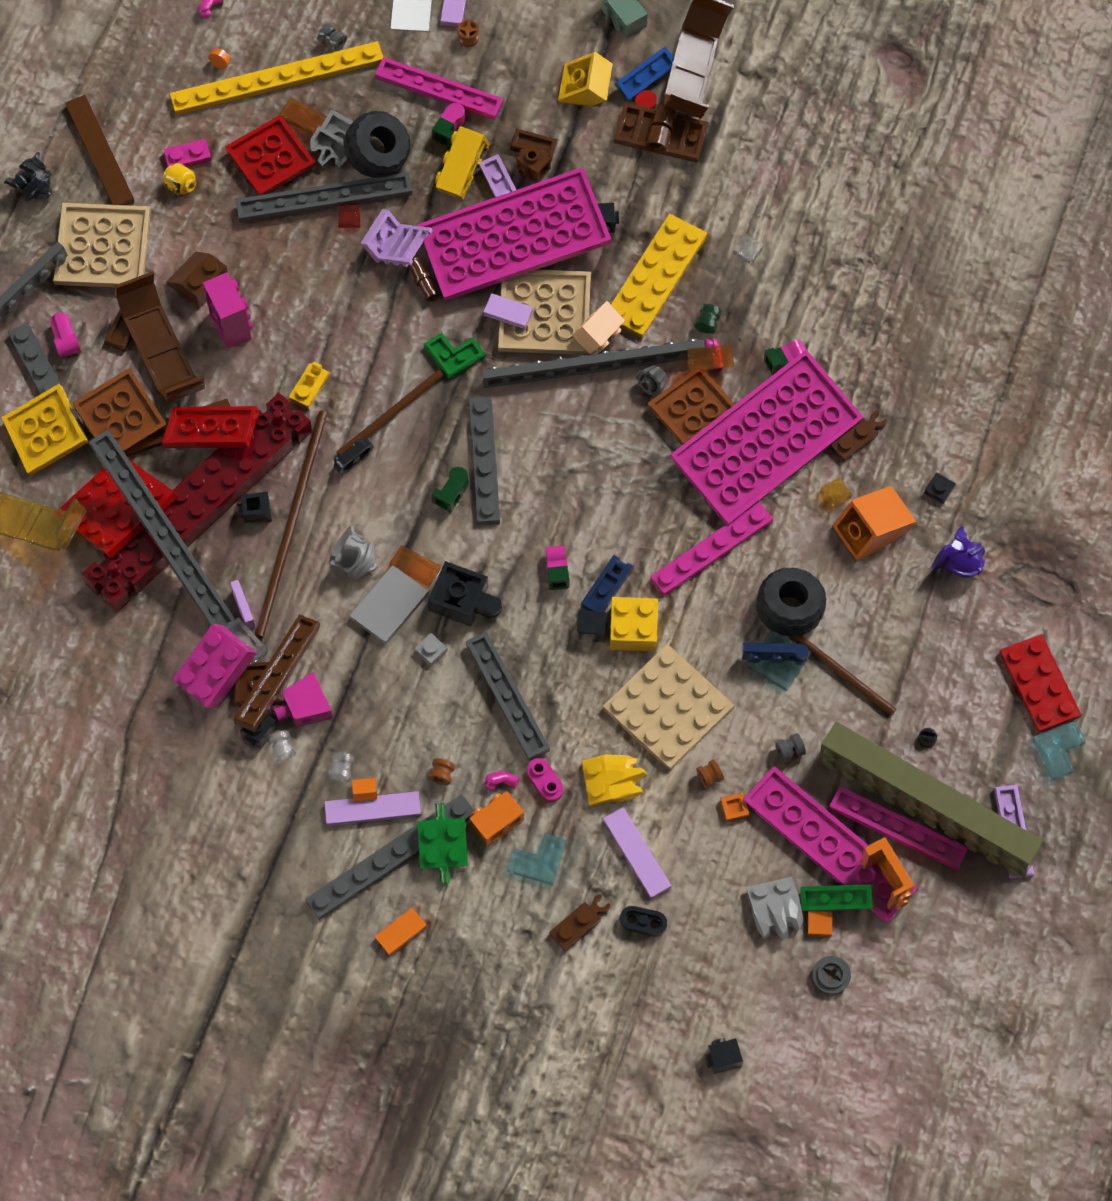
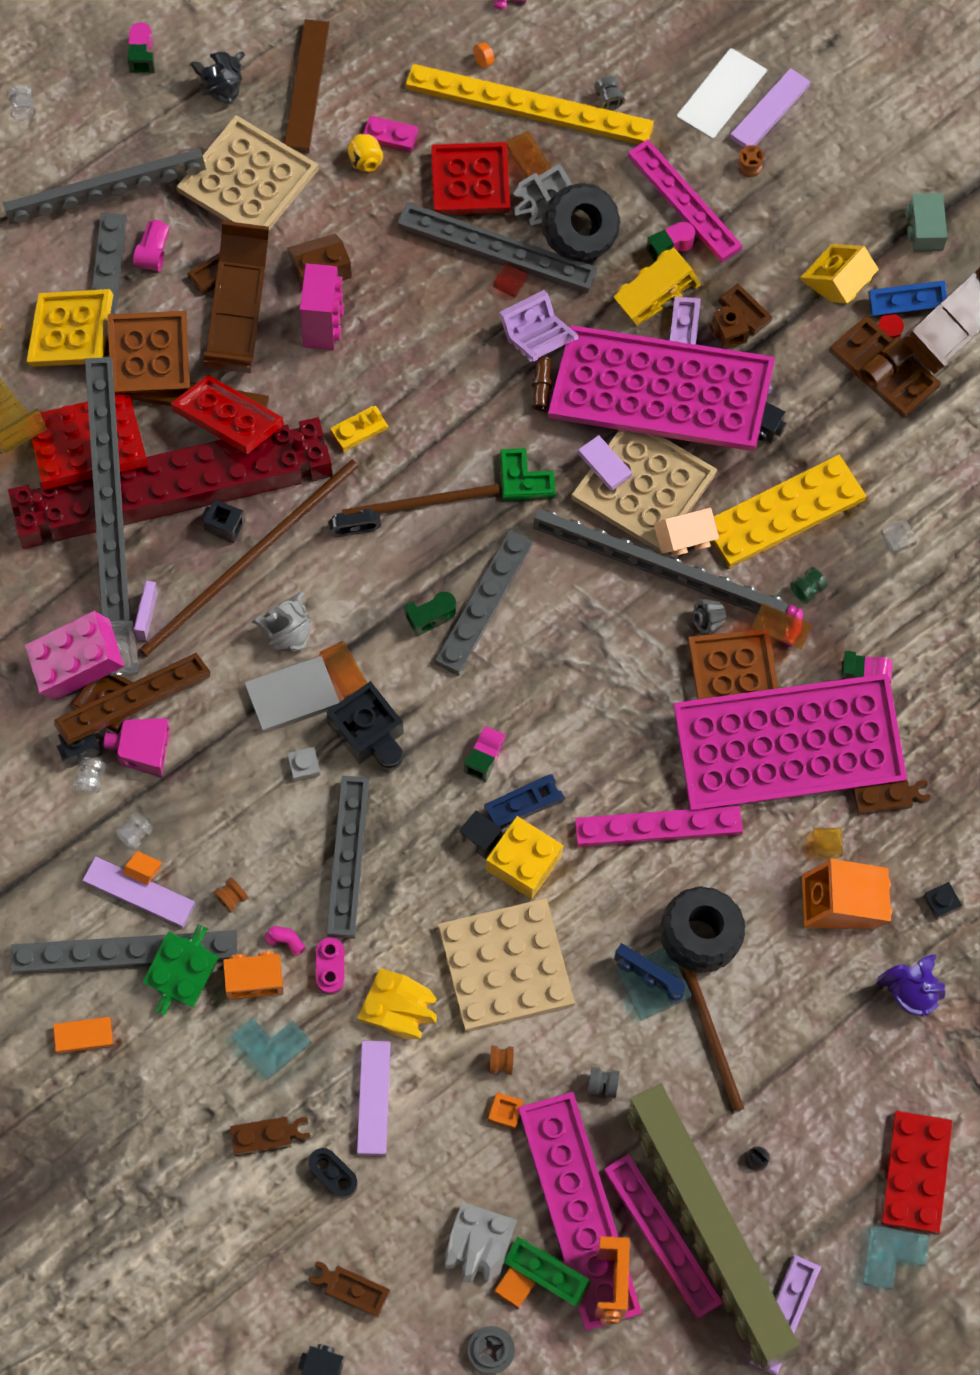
camera: 30 degrees right, 0 degrees up
(709, 991) = (352, 1289): none -> reddish brown plate

